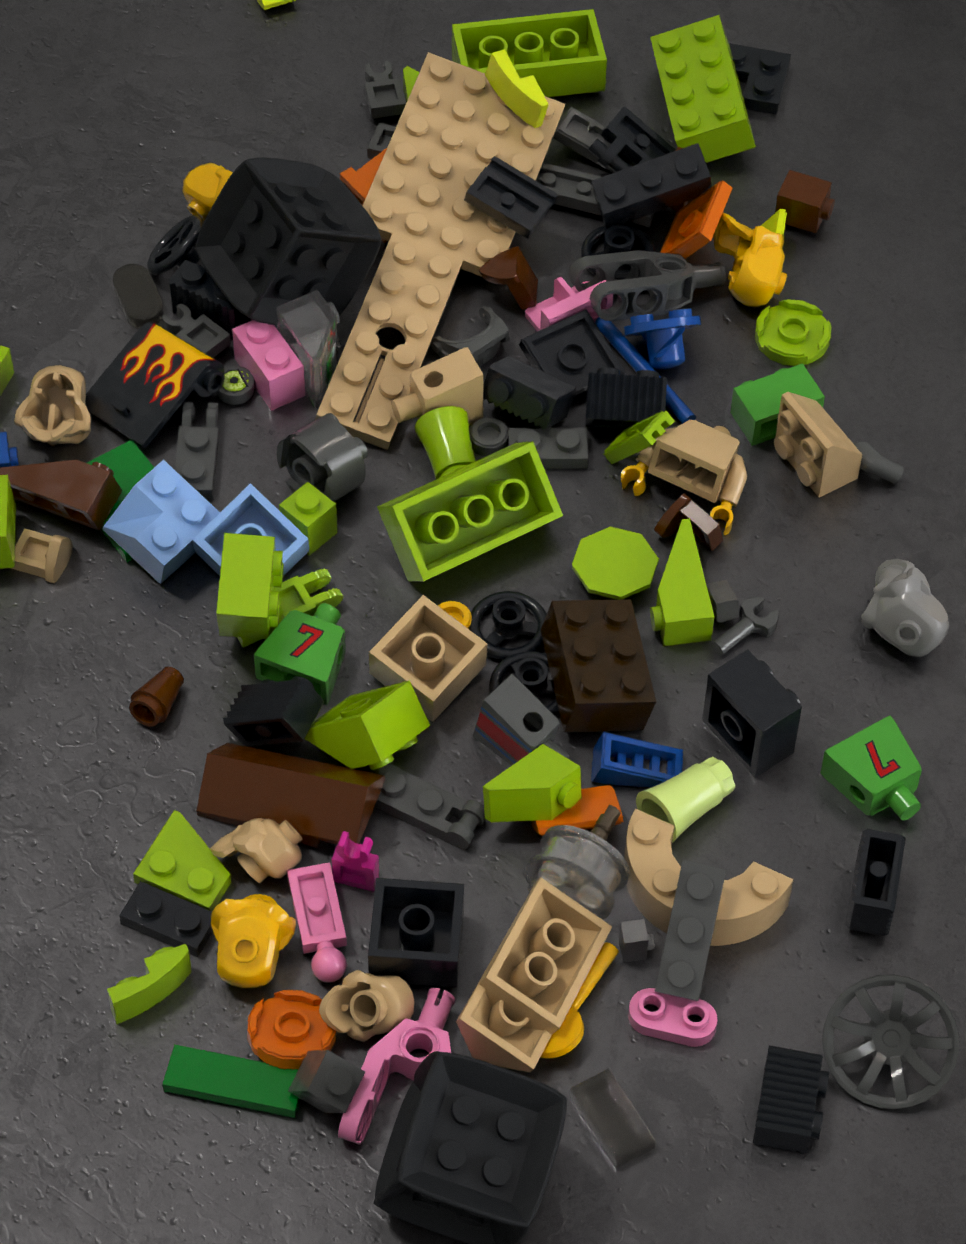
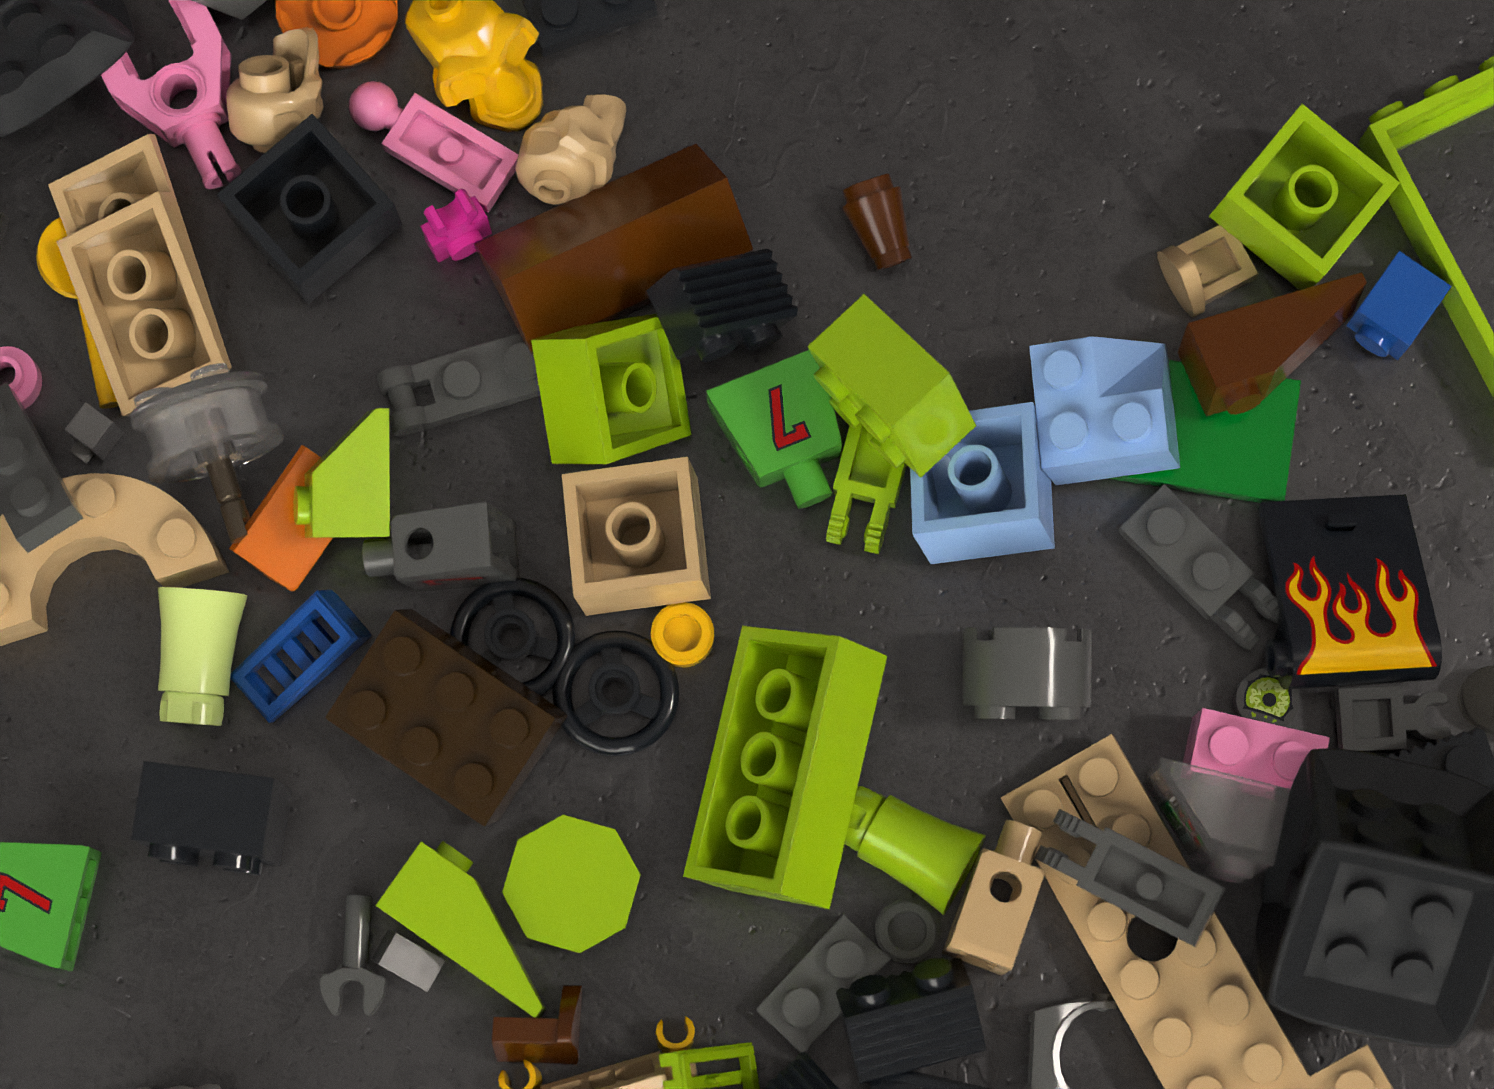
camera: 135 degrees right, 25 degrees up
(55, 407) = (1398, 431): tan head -> none
(184, 865) = (641, 65): lime wing -> none
(312, 514) = (967, 590): lime brick -> none
(375, 346) = (1138, 880): none -> dark grey hinge

